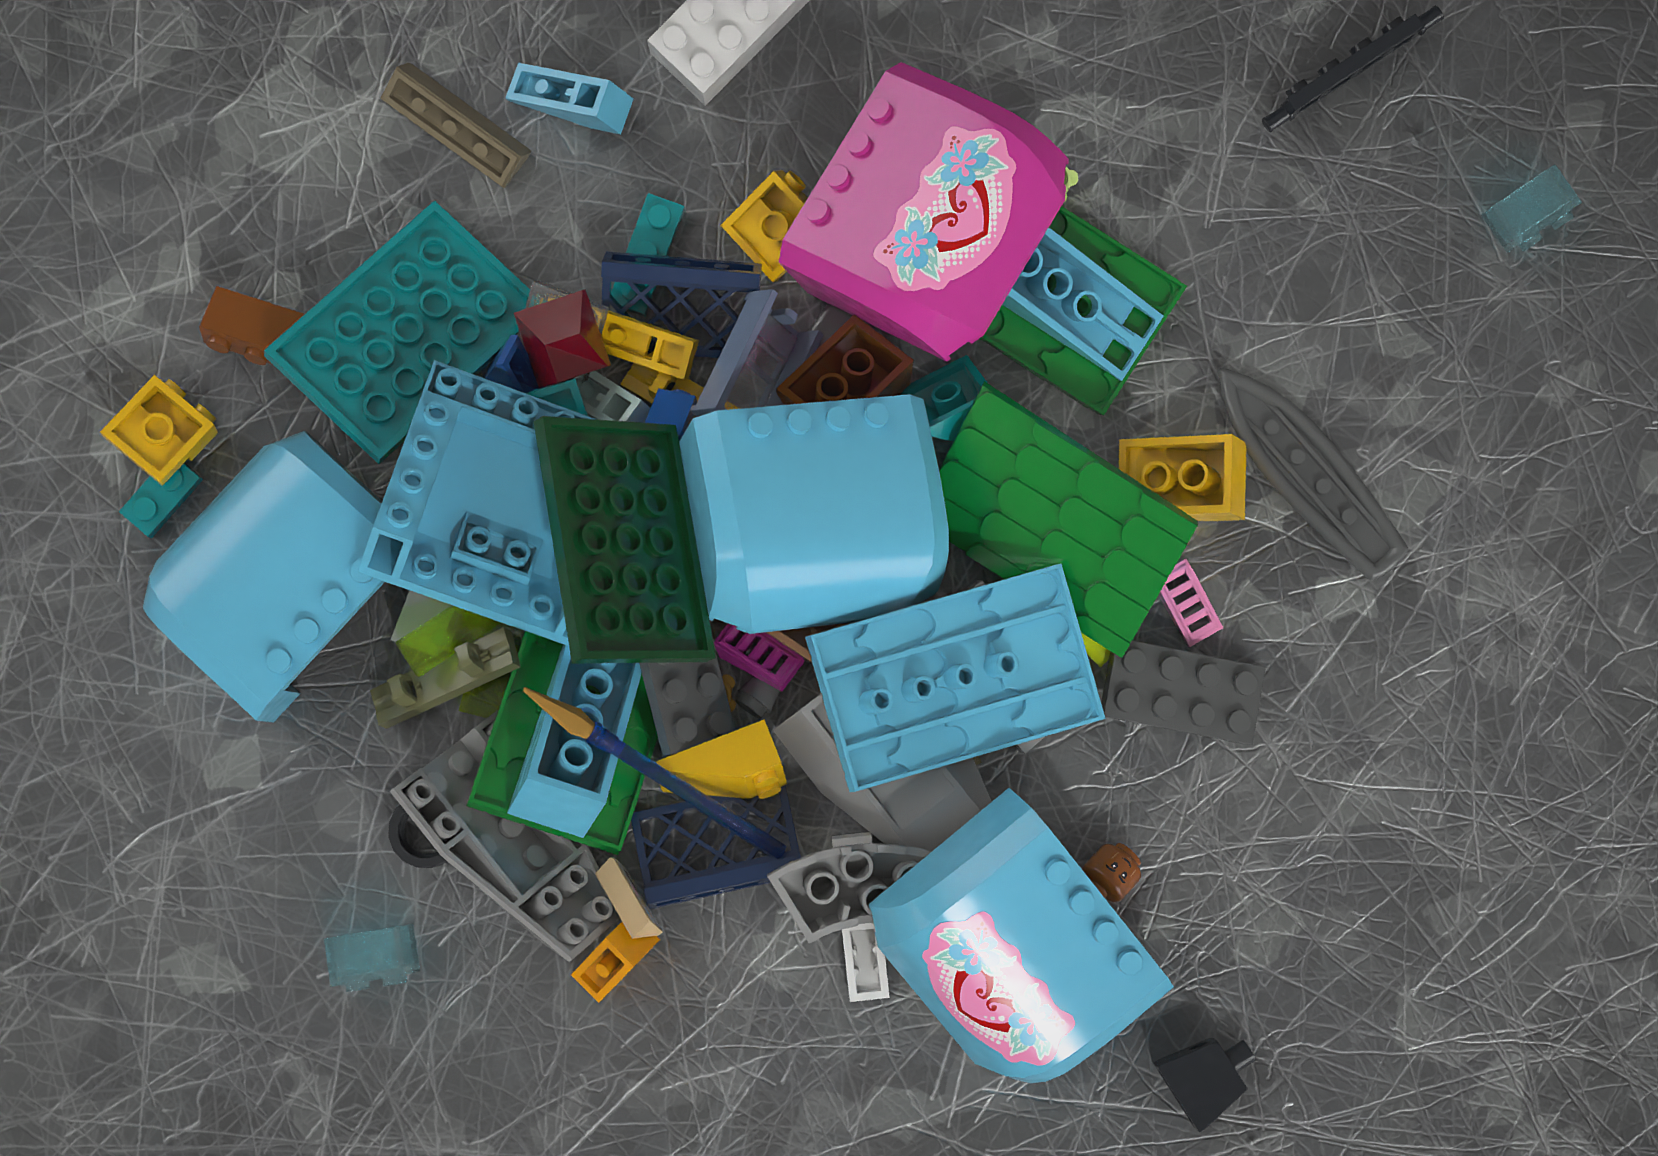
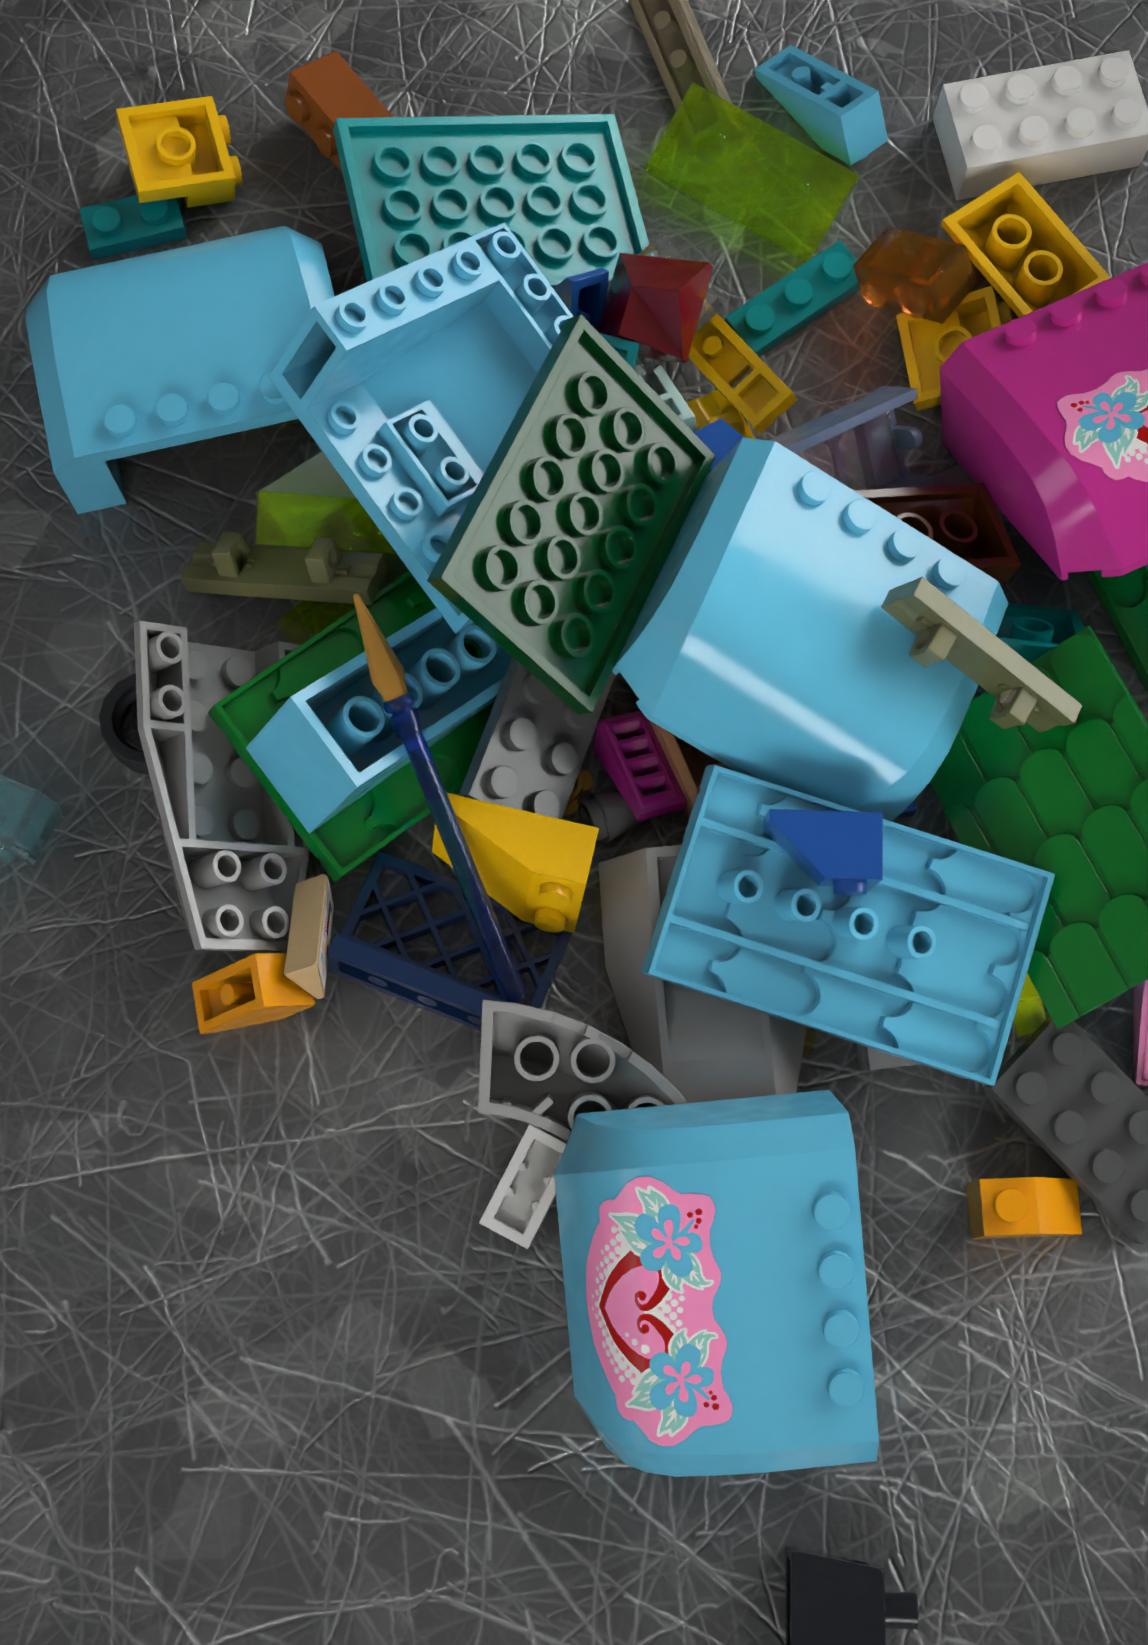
camera: 35 degrees right, 10 degrees down
(557, 184) = (751, 173): none -> clear neon green tile
(675, 273) = (820, 326): dark blue fence -> none
(716, 194) = (915, 274): none -> clear orange brick
(780, 132) = (1023, 246): none -> yellow slope
(902, 464) = (952, 634): none -> olive hinge
(918, 642) = (832, 846): none -> blue slope
(1113, 871) = (892, 1280): dark orange head -> none
(1169, 770) = (1023, 1207): none -> light orange slope

